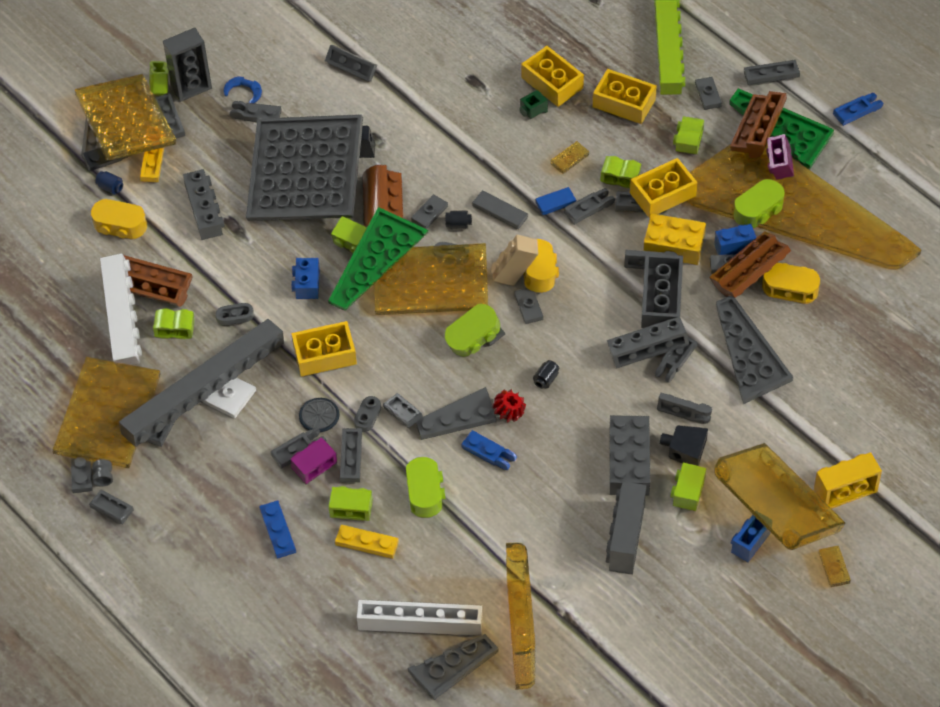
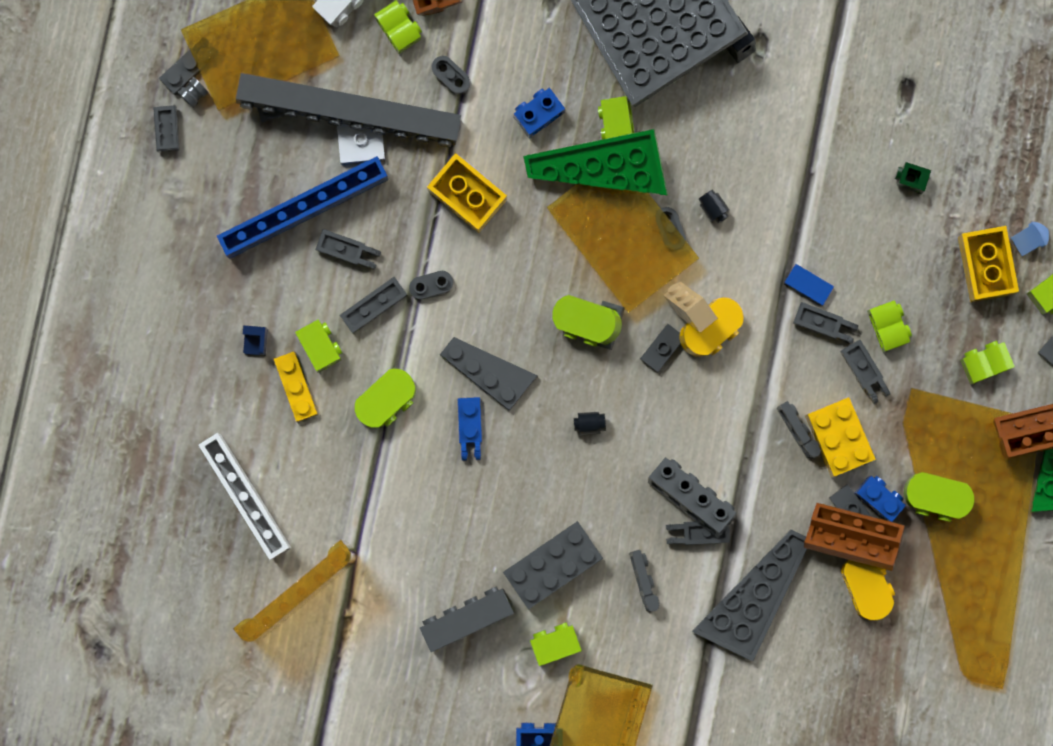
camera: 55 degrees right, 30 degrees up
(244, 453) = (302, 207): none -> blue brick
(277, 529) = (251, 296): blue plate -> none
(311, 543) = (255, 340): none -> dark blue panel
(313, 460) = (339, 277): magenta brick -> none
(319, 413) = (399, 240): dark grey wheel -> none
(382, 190) = (686, 114): dark orange brick -> none
(402, 410) = (455, 316): dark grey plate -> none
(429, 211) = (706, 170): dark grey plate -> none
(448, 669) = (219, 556): dark grey wing -> none
(500, 209) = (758, 237): dark grey tile -> none
(509, 405) = (536, 411): red gear -> none
(552, 76) = (962, 171): yellow brick -> none
(569, 157) = (872, 261): clear yellow plate -> none
(626, 66) = (1031, 238): none -> medium blue tile
(661, 288) = (763, 470): dark grey brick -> none
(663, 187) = (888, 388): yellow brick -> none
(686, 444) = (603, 609): black torso -> none
(780, 157) = (1011, 480): magenta brick -> none

